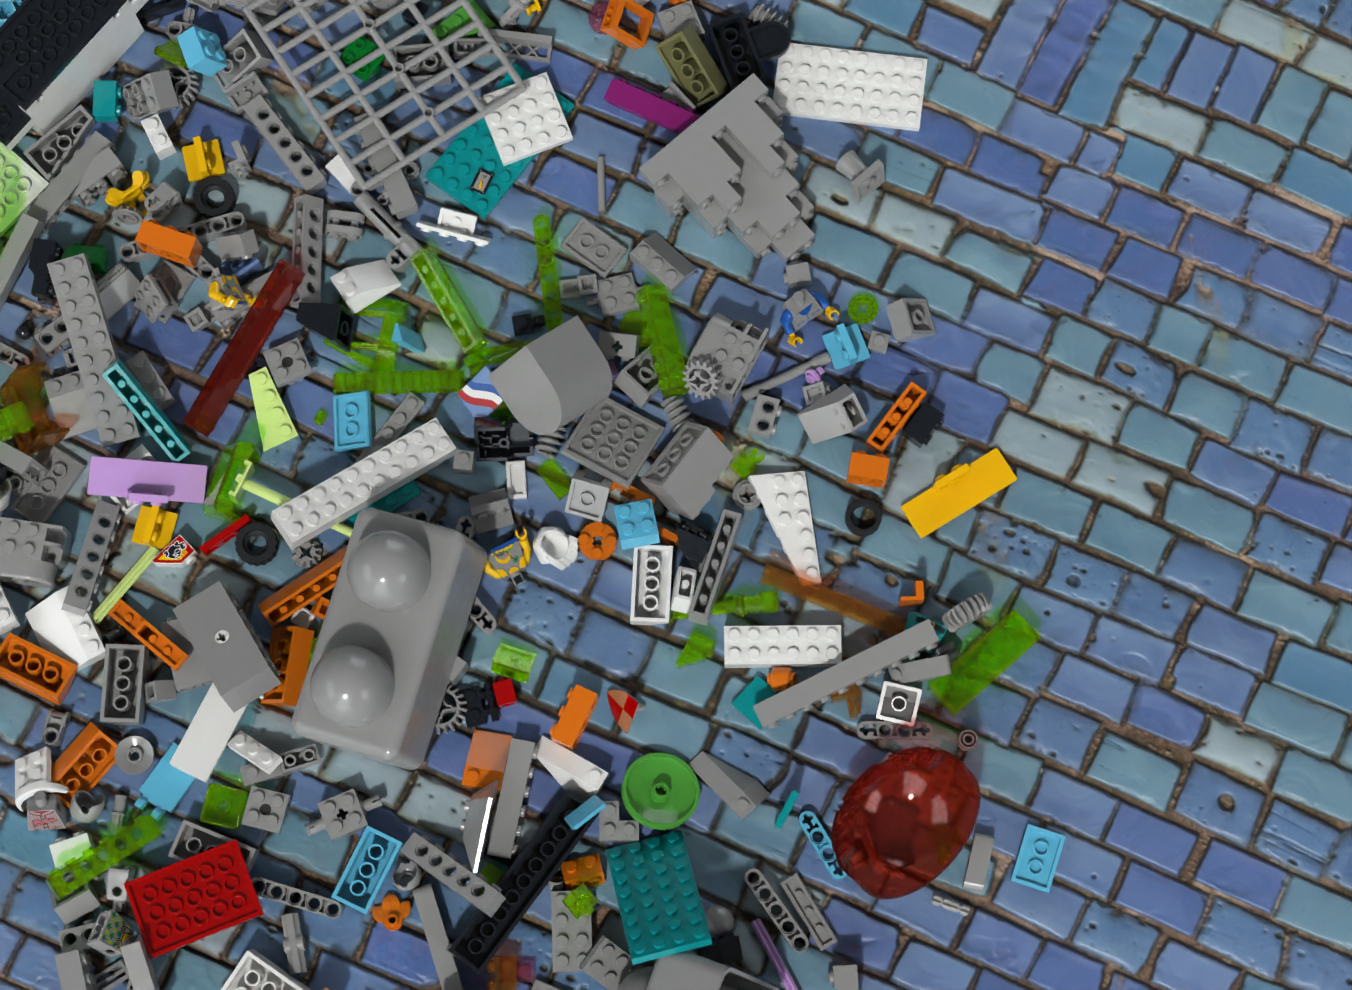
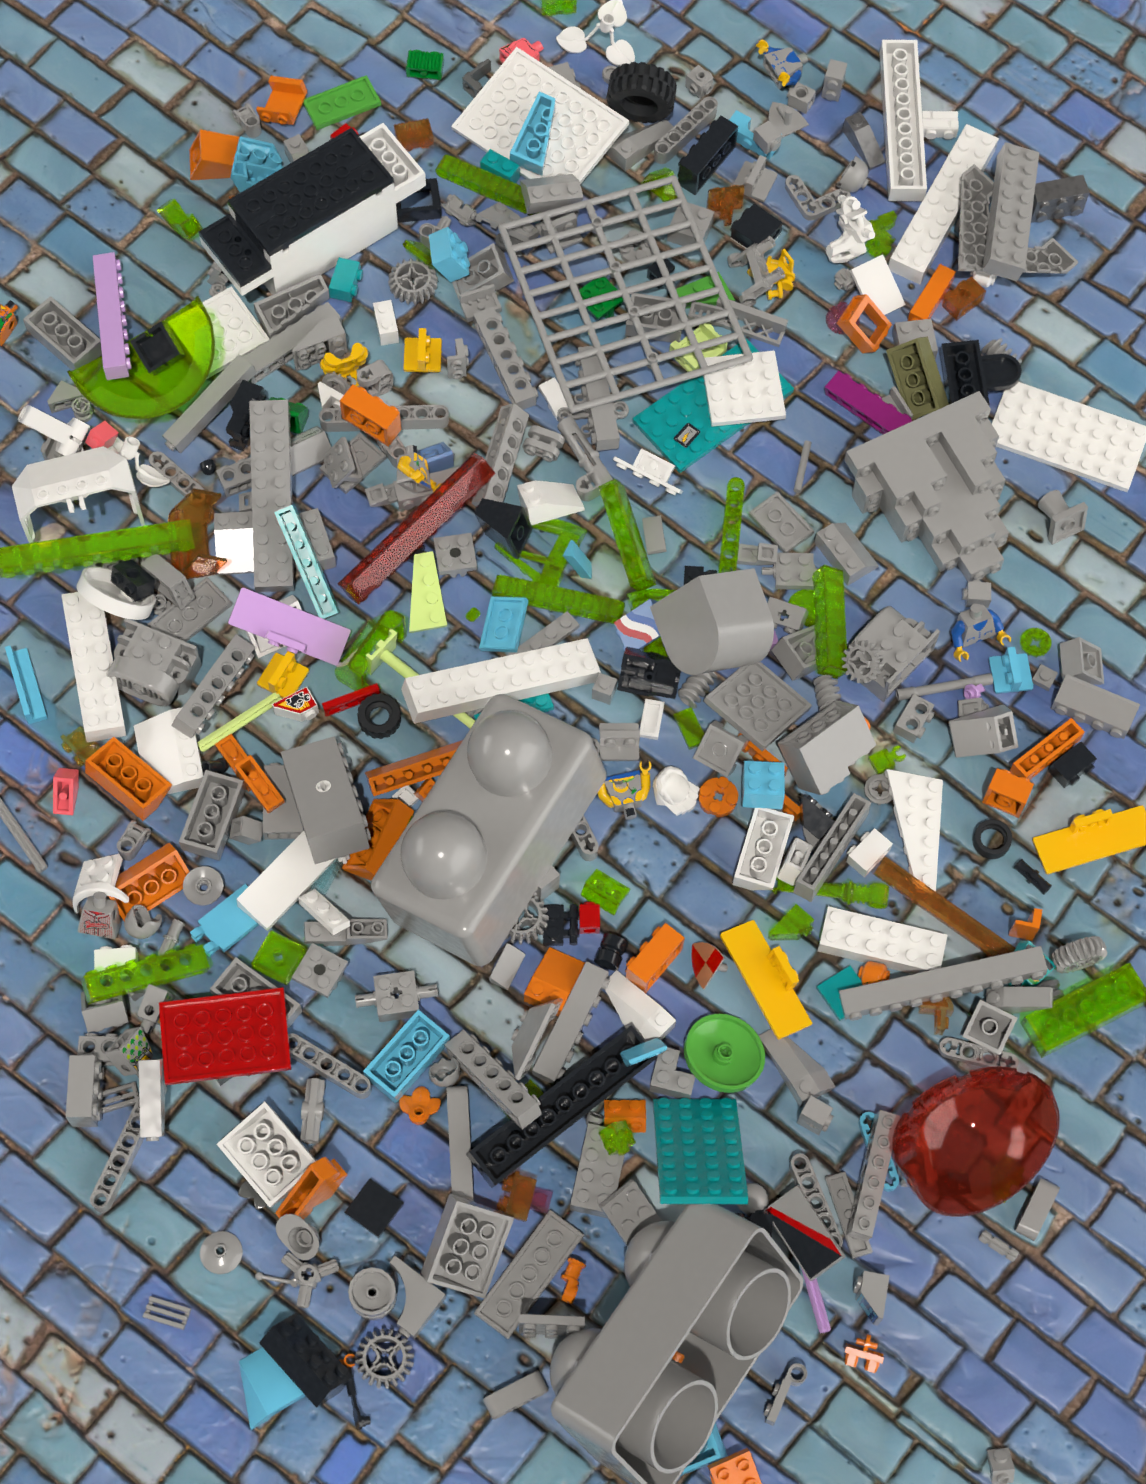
camera: 10 degrees right, 10 degrees down
(123, 229) = (329, 396): none -> white slope
(150, 95) = (388, 281): light grey slope -> none
(209, 185) = (420, 377): black tyre -> none
(237, 245) = (436, 433): light grey brick -> none
(307, 562) = (422, 744): light grey gear -> none
(439, 759) = (507, 967): none -> light grey slope
(472, 73) = (702, 333): none -> yellowish green panel
(474, 292) = (654, 535): none -> light grey slope
(532, 722) = (612, 949): none -> black wheel
(683, 708) = (768, 978): none -> yellow bracket
(751, 560) = (868, 852): none -> white brick
(757, 829) = (815, 1116): none -> light grey brick
(772, 941) = (805, 1233): none -> tile
(786, 810) = (849, 1104): teal tile -> none
(822, 872) = (872, 1176): none -> light grey brick
(908, 544) = (1032, 876): none -> black pin
(932, 363) = (1095, 706): none -> light grey slope
(966, 743) = (1055, 1085): light grey wheel -> none
(1037, 858) = (1100, 1221): medium azure plate -> none

